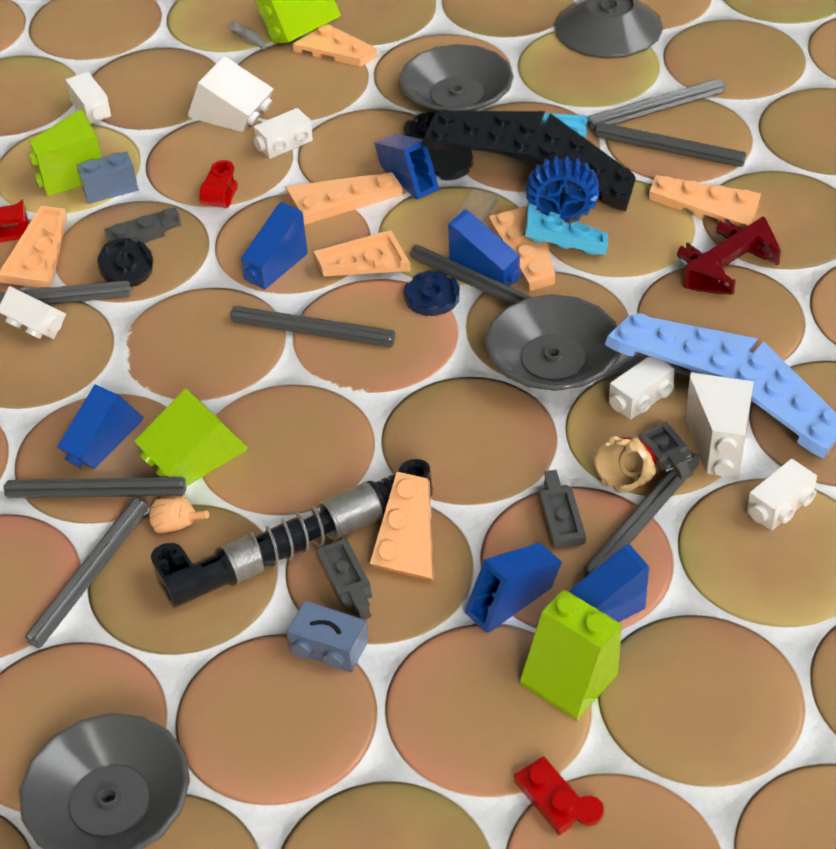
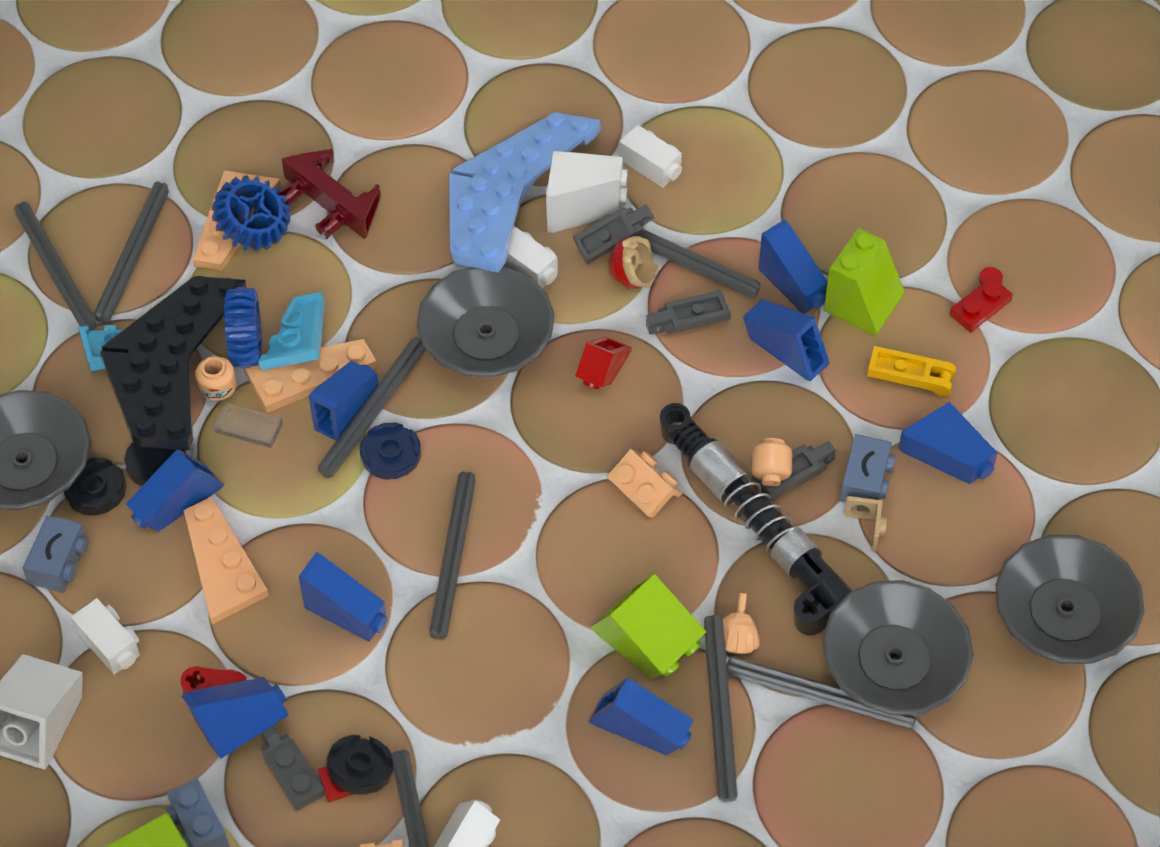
camera: 100 degrees left, 10 degrees up
(93, 596) = (904, 622): none -> dark grey dish
(185, 185) = (236, 712): none -> blue slope
(264, 637) = (873, 513): none -> tan bracket
(343, 541) = (771, 461): none -> light nougat head
(346, 721) = (949, 444): none -> blue slope
(358, 459) = (644, 482): none -> light nougat bracket
(363, 256) = (337, 517): light nougat wing -> none
(364, 107) = (55, 554): none -> sand blue brick
(405, 531) = (736, 420): light nougat wing -> none
(458, 701) = (911, 370): none -> yellow plate
(506, 435) = (602, 362): none -> red slope
(513, 181) = (215, 378): none -> light nougat head
(693, 191) = (267, 222): none -> blue gear

